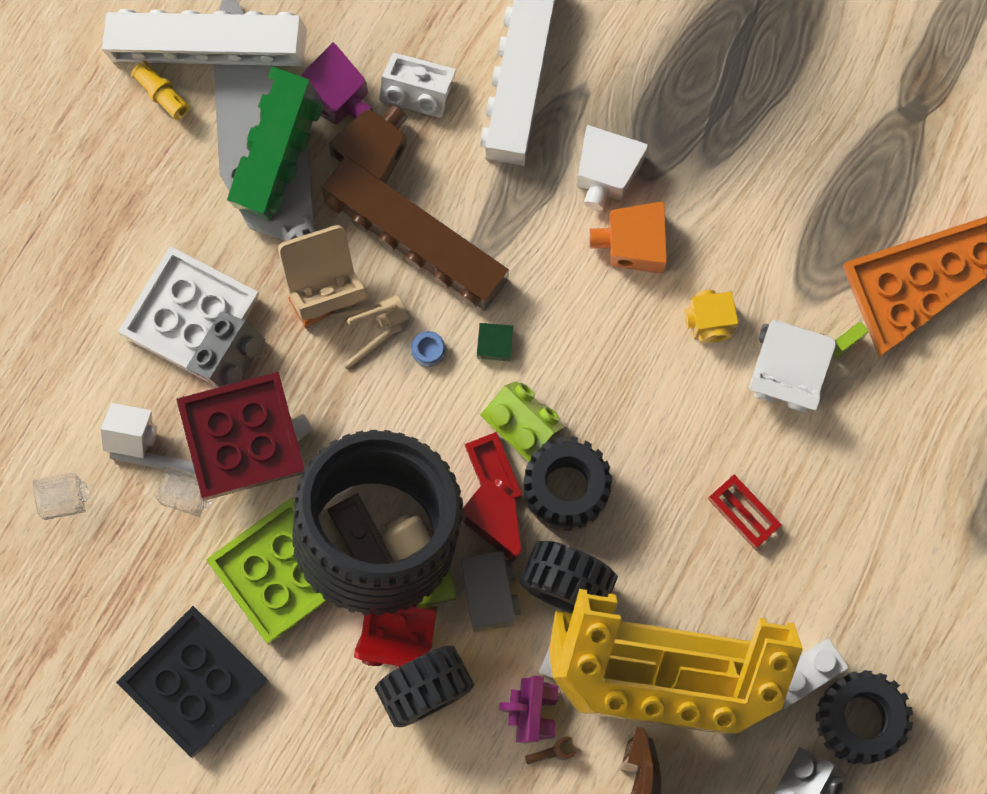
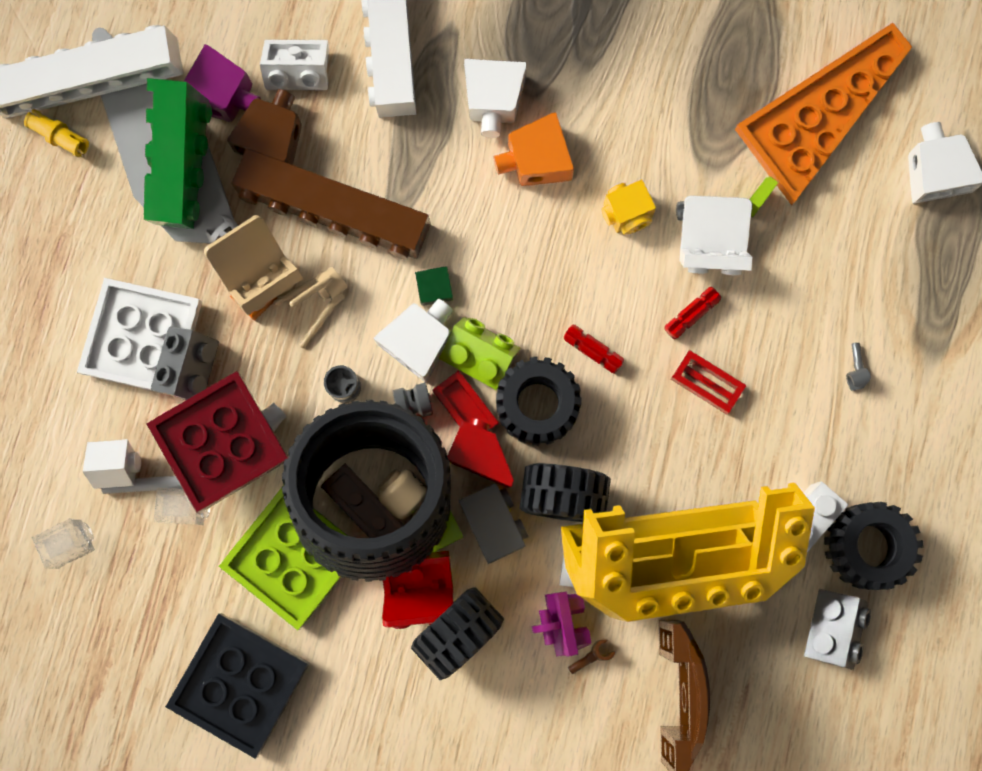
camera: 10 degrees left, 5 degrees up
(376, 407) = (338, 380): none -> dark grey wheel
(428, 349) = (373, 309): medium blue tile -> none
(447, 447) = (414, 399): none -> dark grey wheel
(463, 388) = (417, 338): none -> white torso
(638, 447) = (593, 348): none -> red axle
(748, 438) = (692, 313): none -> red axle
(899, 548) = (861, 376): none -> dark grey hand

